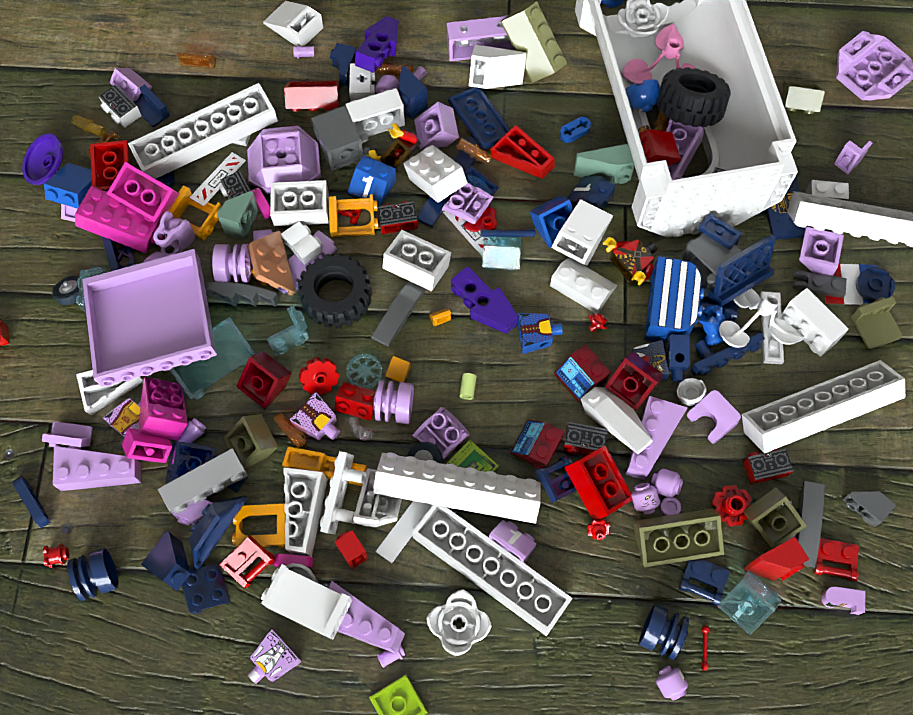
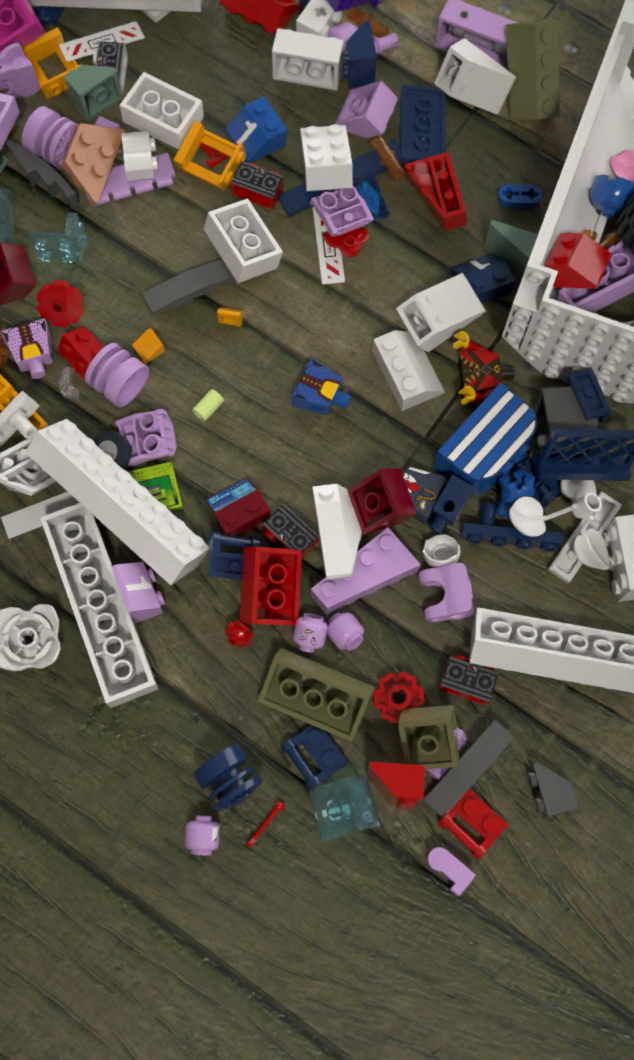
camera: 30 degrees right, 5 degrees up
(262, 203) = (127, 82): dark pink beam -> none
(300, 159) = (184, 55): lavender piece -> none
(331, 269) = (131, 199): black tyre -> none
(339, 138) = (248, 64): dark grey container -> none
(364, 370) = (114, 326): clear light blue wheel -> none
(400, 150) = (307, 110): torso -> none
(497, 311) = (288, 344): dark purple brick -> none
(502, 253) = (342, 283): clear light blue slope -> none
(507, 233) = (363, 267): dark blue bar -> none
(551, 217) = (421, 274): blue slope -> none
(582, 372) = (337, 460): slope -> none
(597, 321) = (393, 417): red plant -> none
(670, 506) = (333, 658): lavender tile -> none

